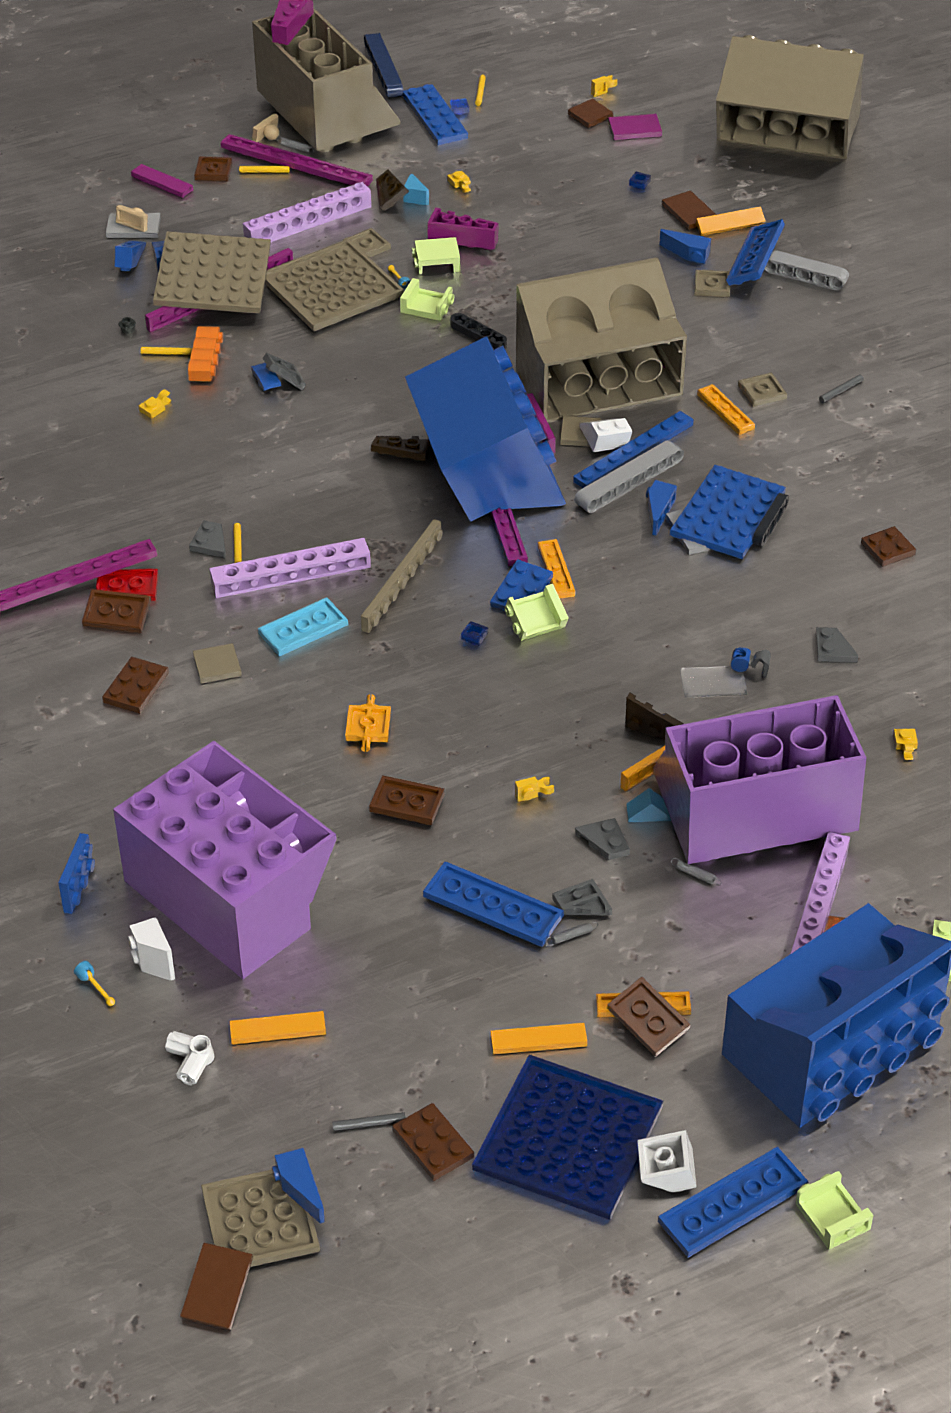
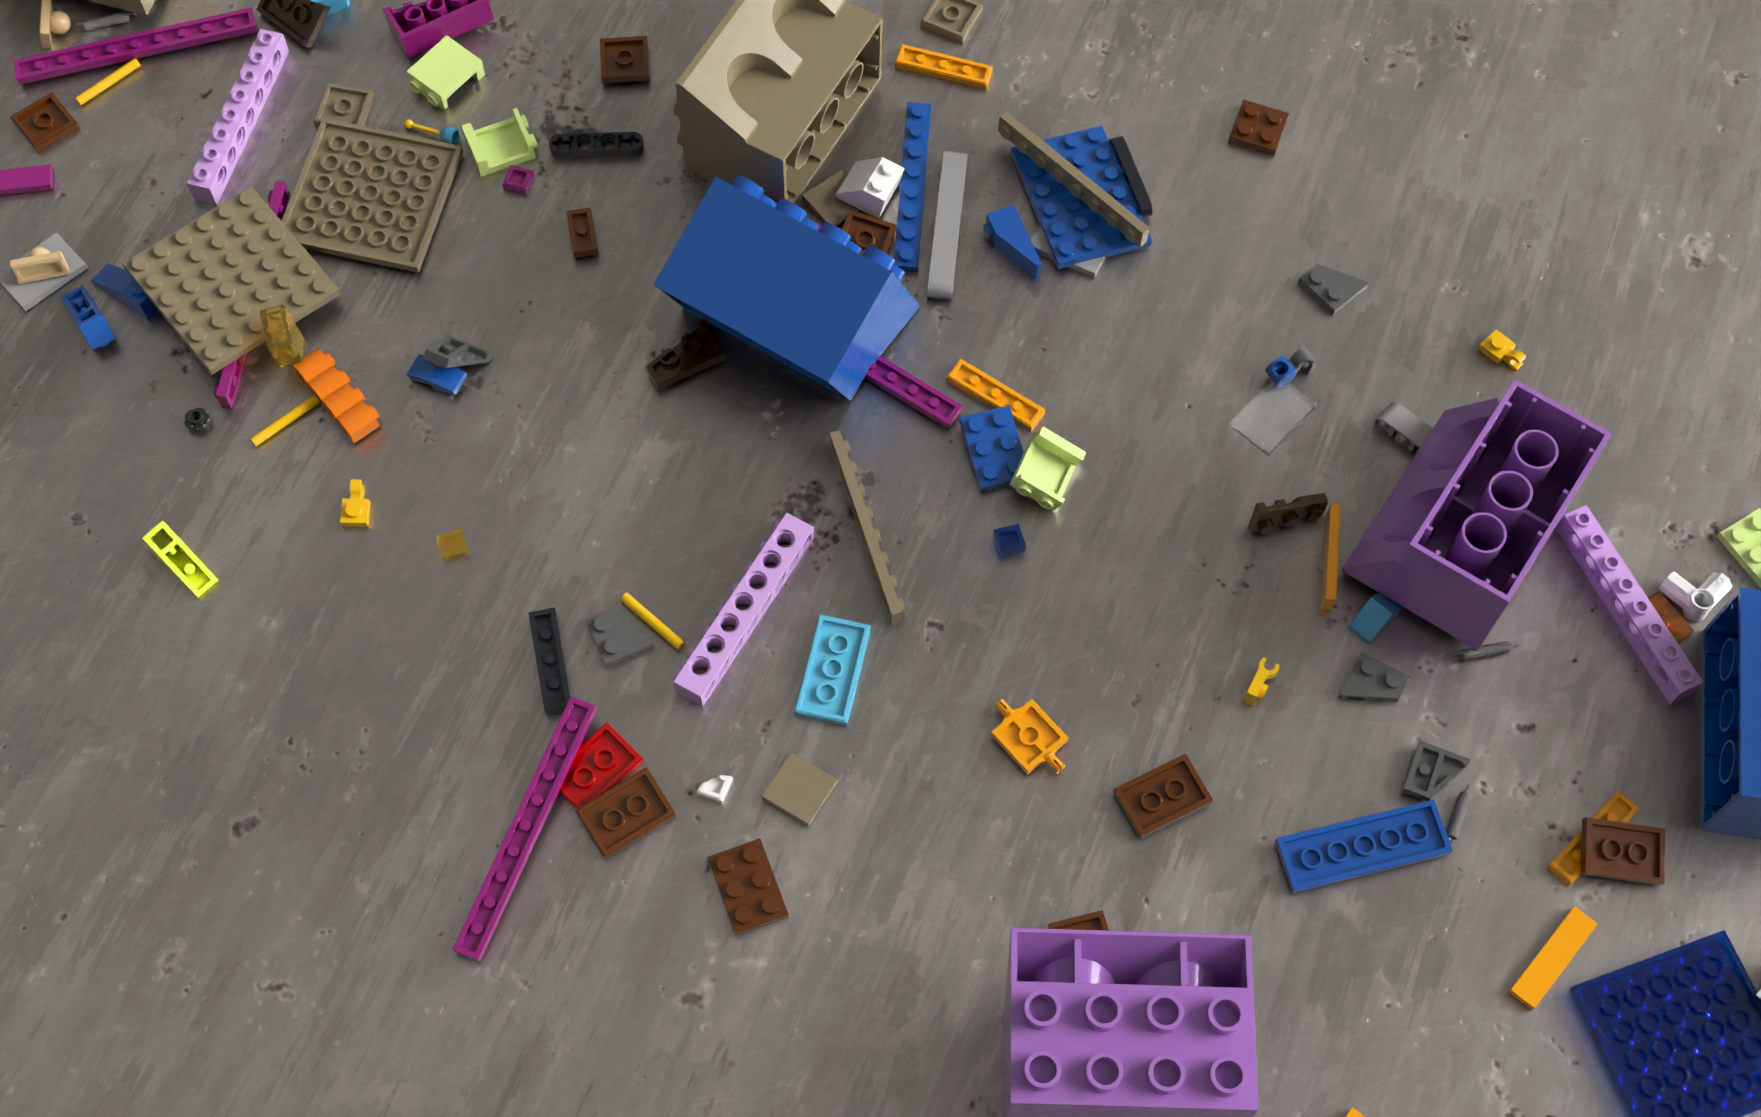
camera: 45 degrees left, 20 degrees up
(44, 369) = (179, 559): none -> neon yellow slope
(166, 522) = (550, 660): none -> black plate
(175, 635) = (715, 788): none -> white tile
(181, 450) = (452, 544): none -> clear yellow tile
(205, 307) = (282, 336): none -> clear yellow slope
(417, 323) = (518, 179): none -> magenta tile
(419, 360) = (582, 232): none -> reddish brown plate
(572, 454) = (869, 231): none -> reddish brown plate
(726, 494) = (1073, 179): none -> dark tan plate

